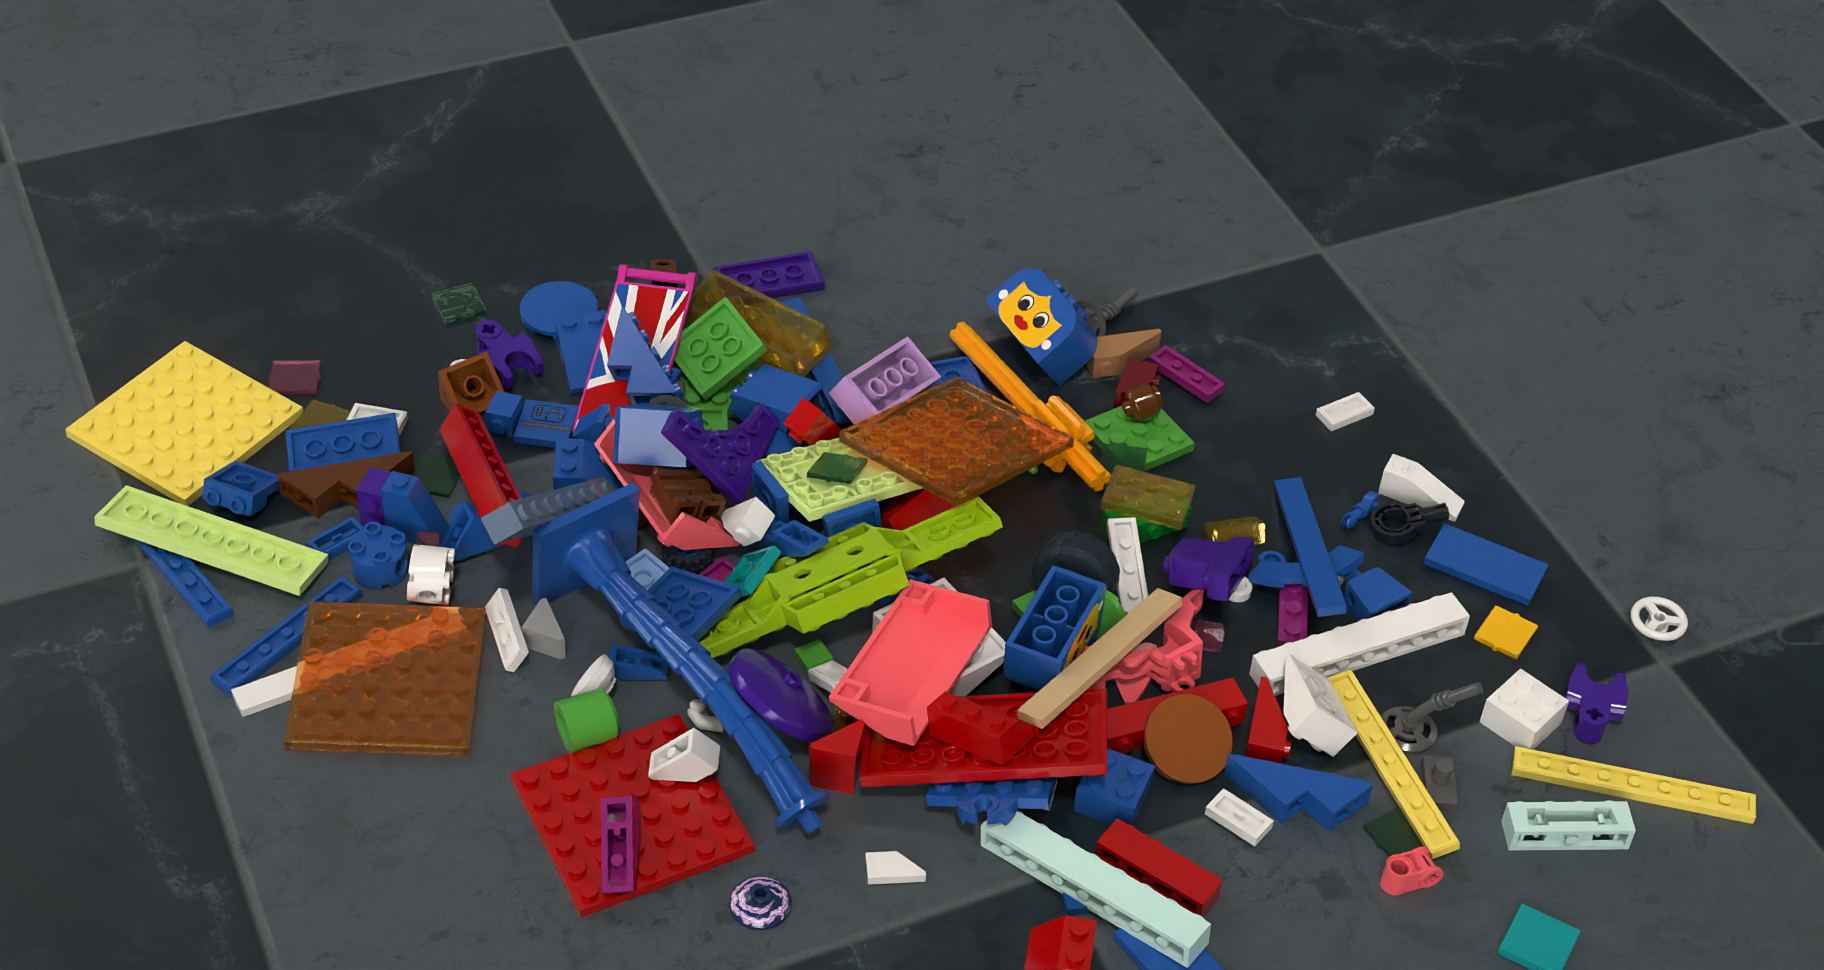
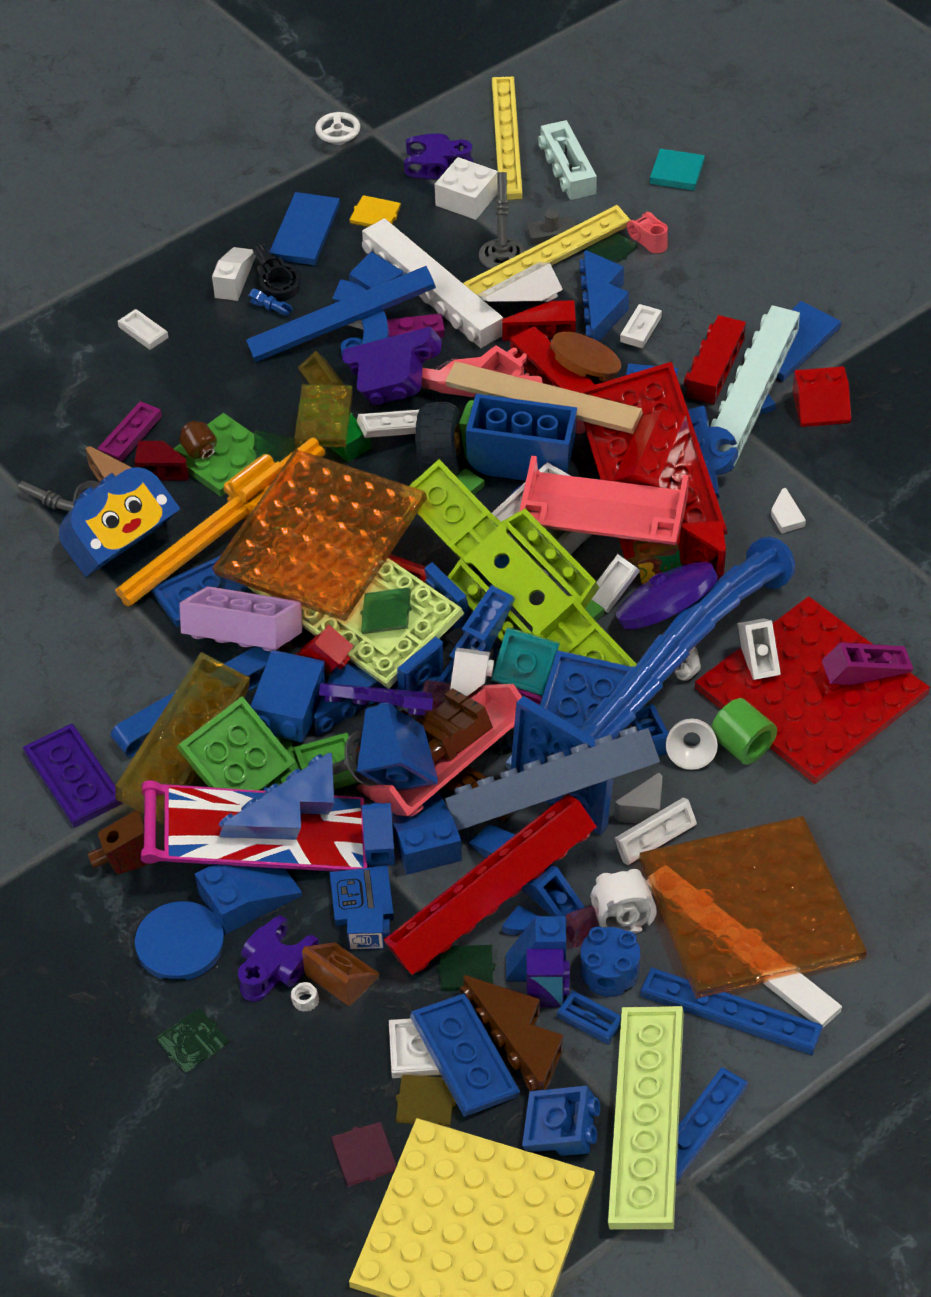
camera: 100 degrees left, 5 degrees up
(760, 912) = (856, 585): dish -> none

